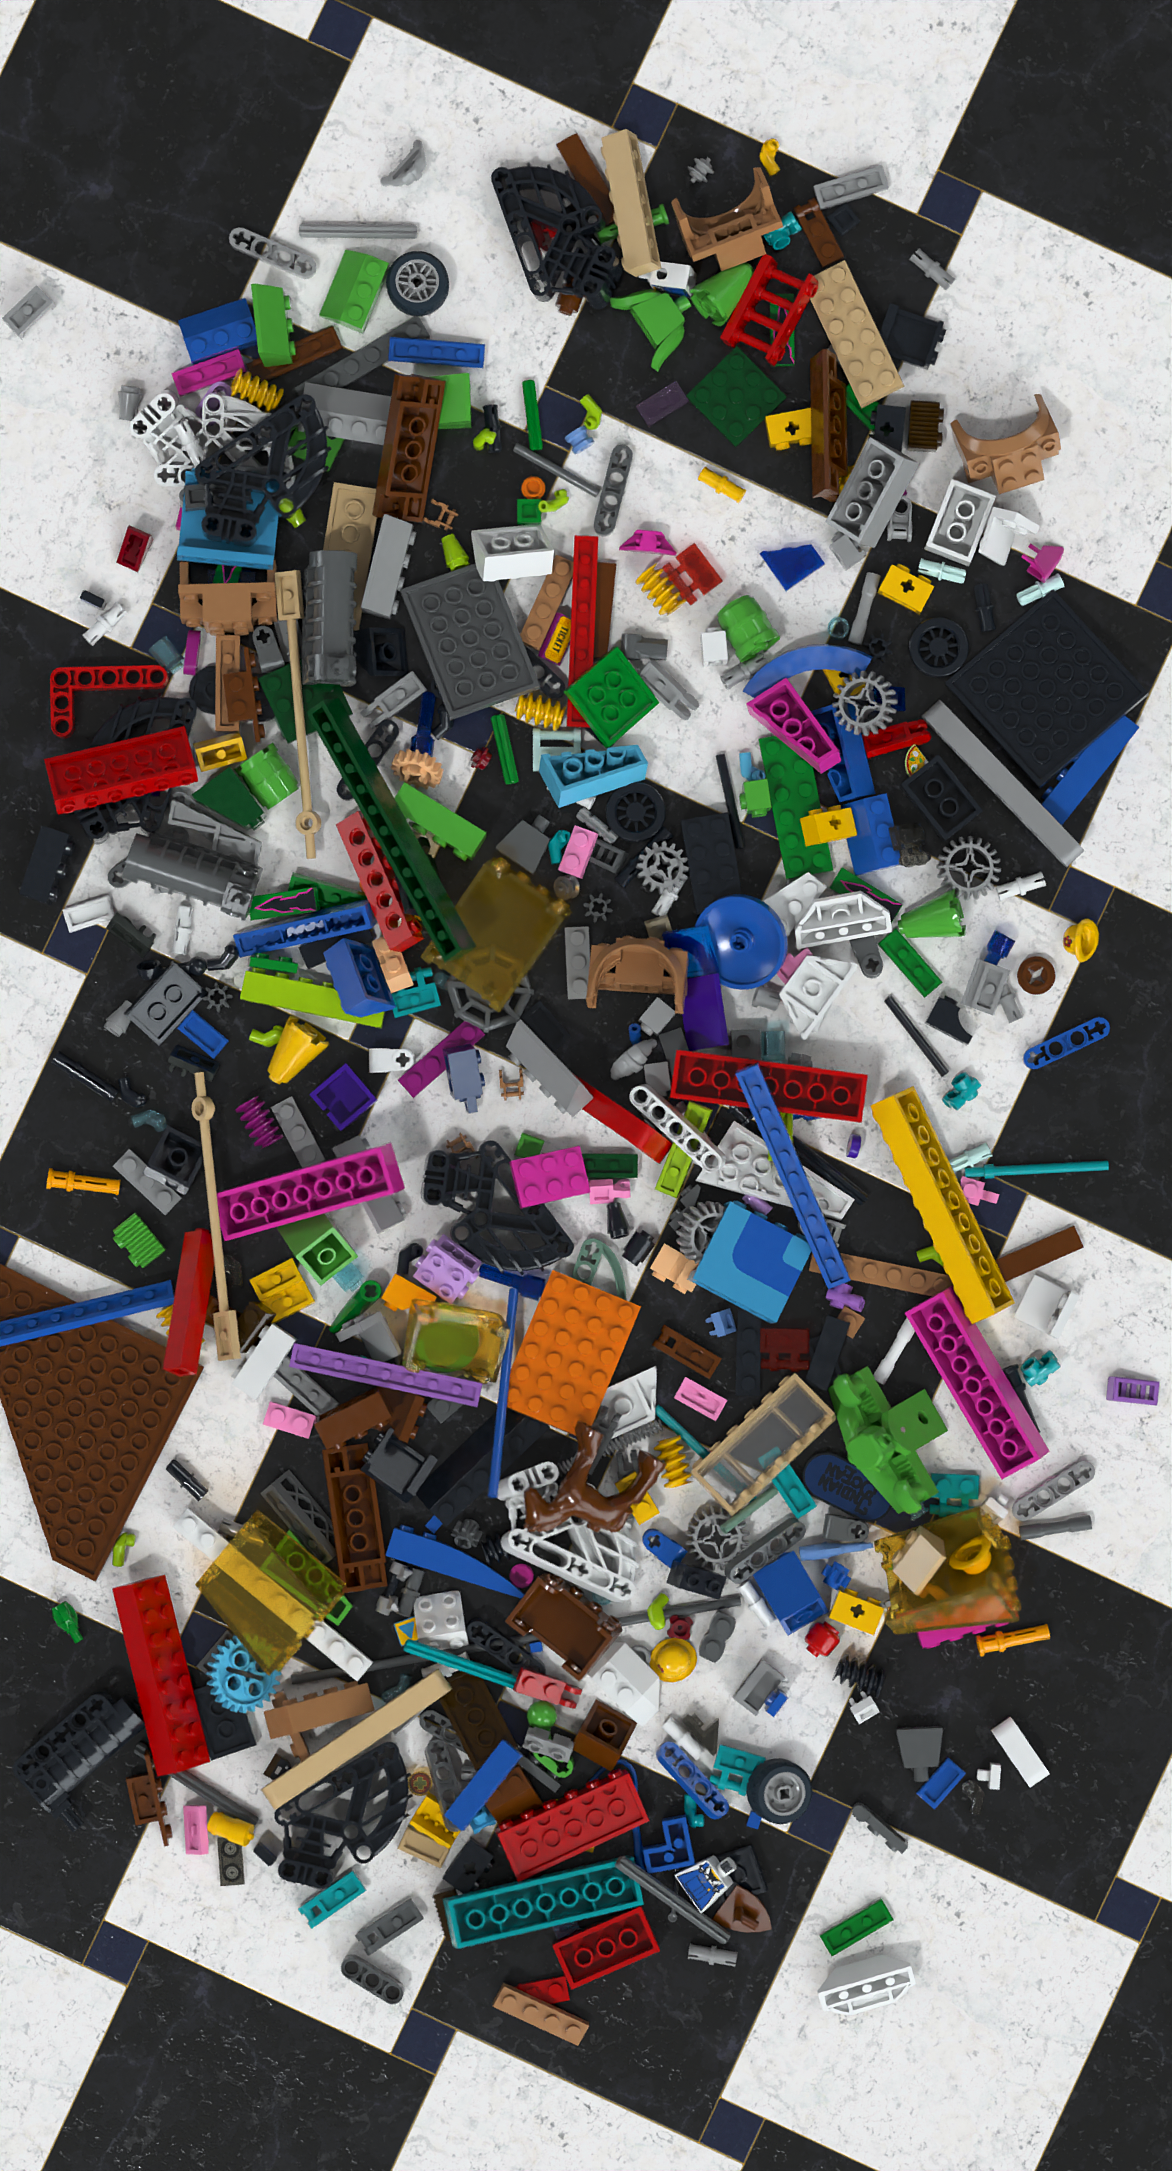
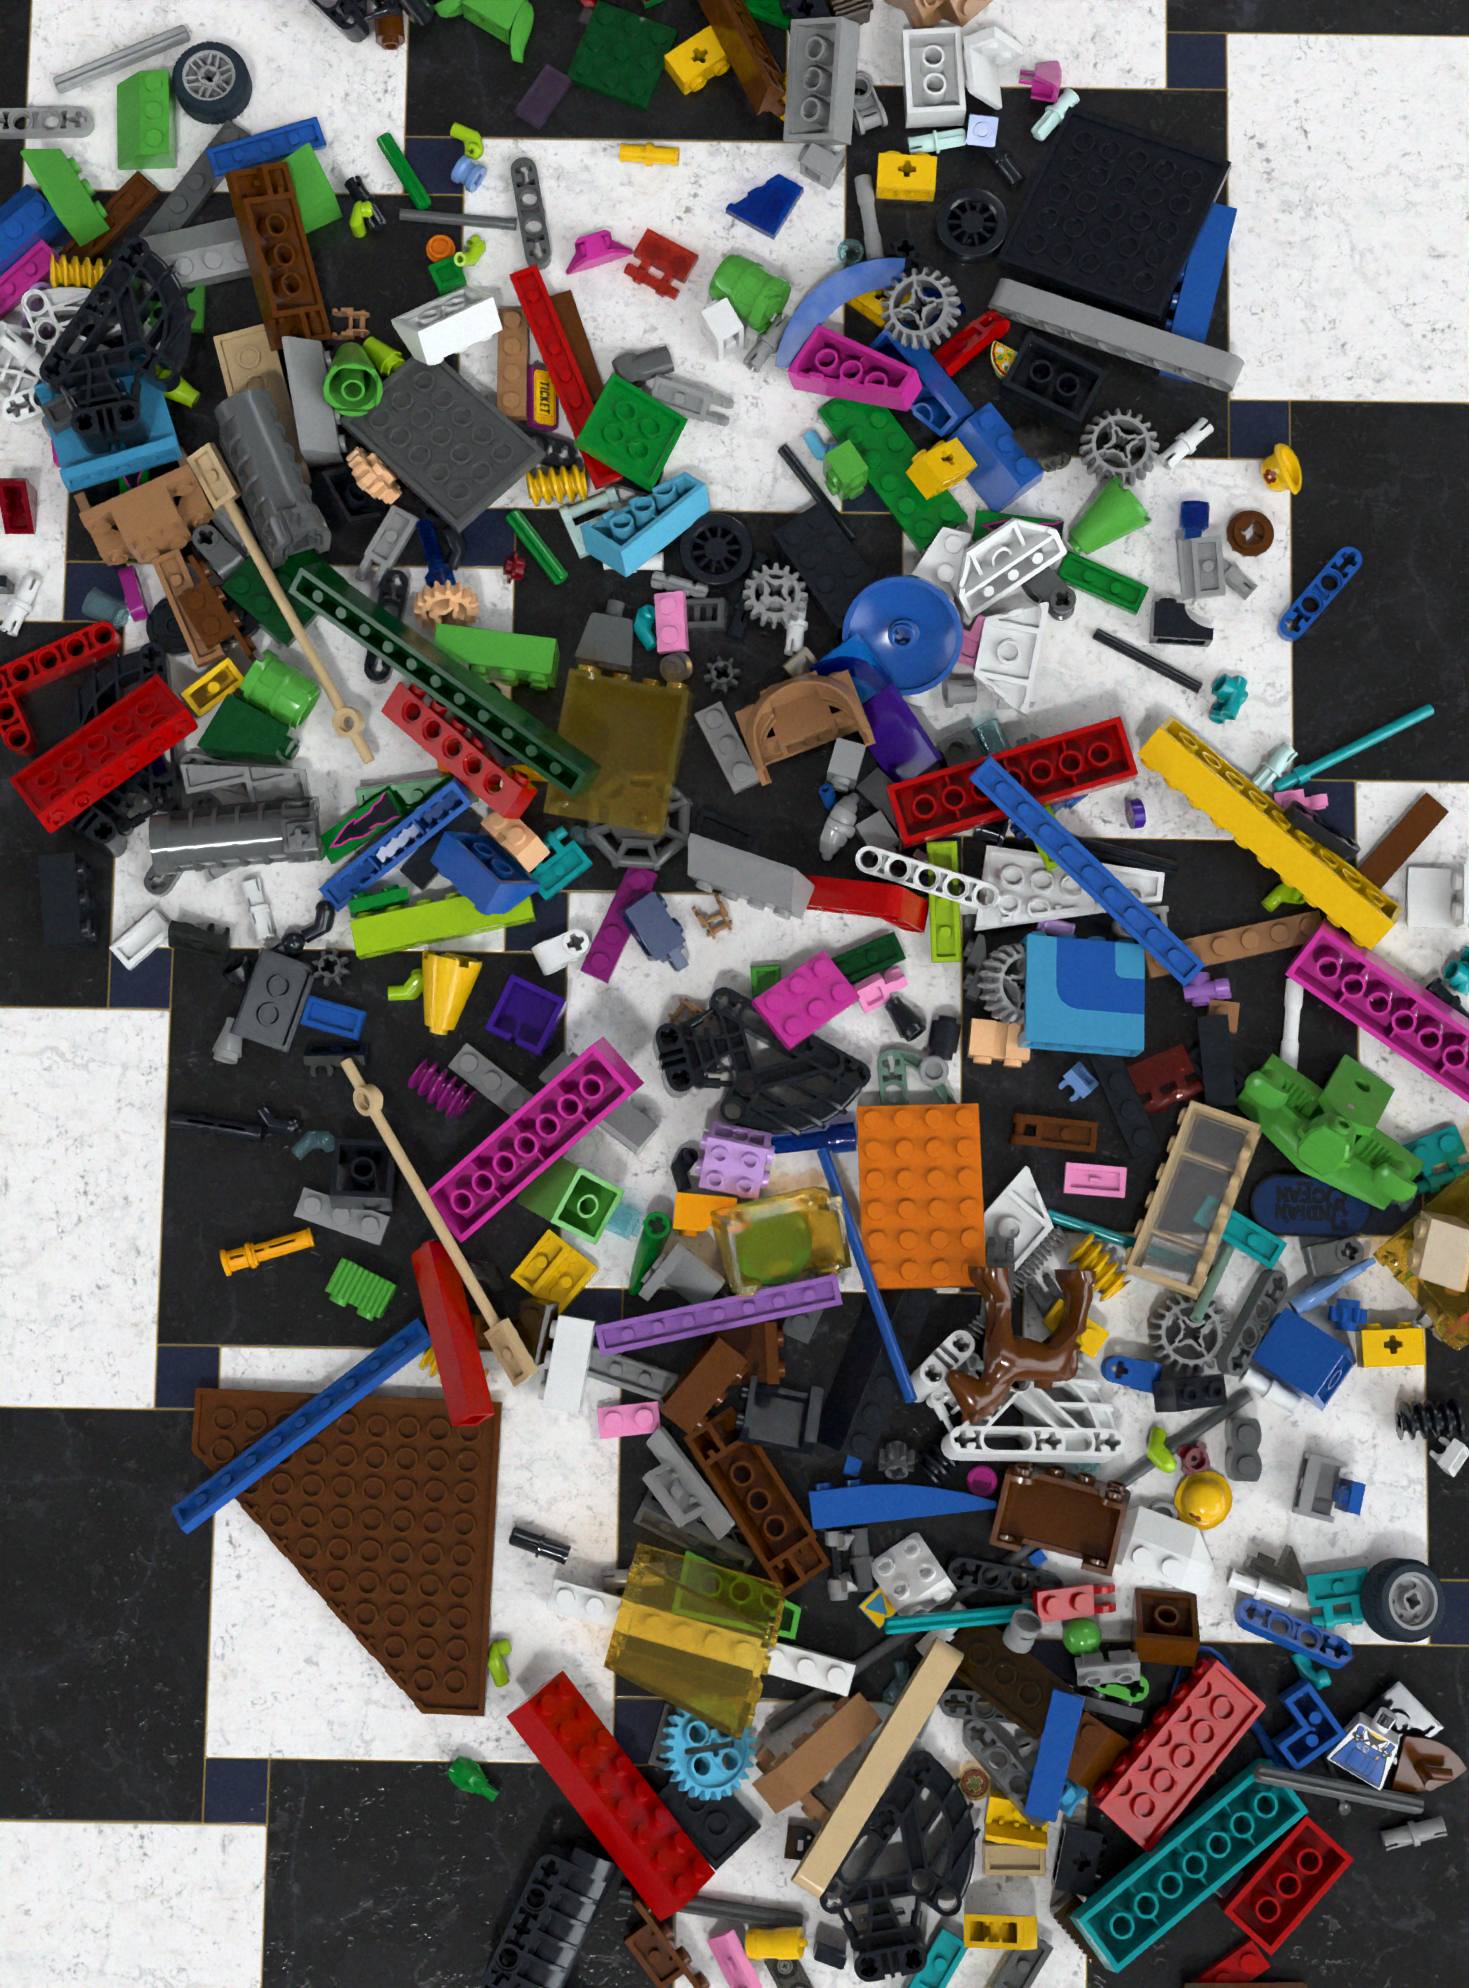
camera: 20 degrees left, 5 degrees down
(305, 1485) = (682, 1488): none -> light grey bracket
(391, 1889) = (1000, 1931): none -> yellow brick
(407, 645) = (373, 475): none -> light nougat gear
(422, 566) = (352, 381): none -> bright green cone
(497, 1694) = (1022, 1630): none -> light grey wheel
(619, 1268) = (933, 1071): none -> light grey tile
(659, 590) = (632, 296): yellow piece -> none
(753, 1820) = (1385, 1648): blue piece -> none
(822, 1639) = (1366, 1397): red head -> none
(979, 578) = (982, 130): none -> bracket
(982, 1220) = (1321, 831): none -> black beam

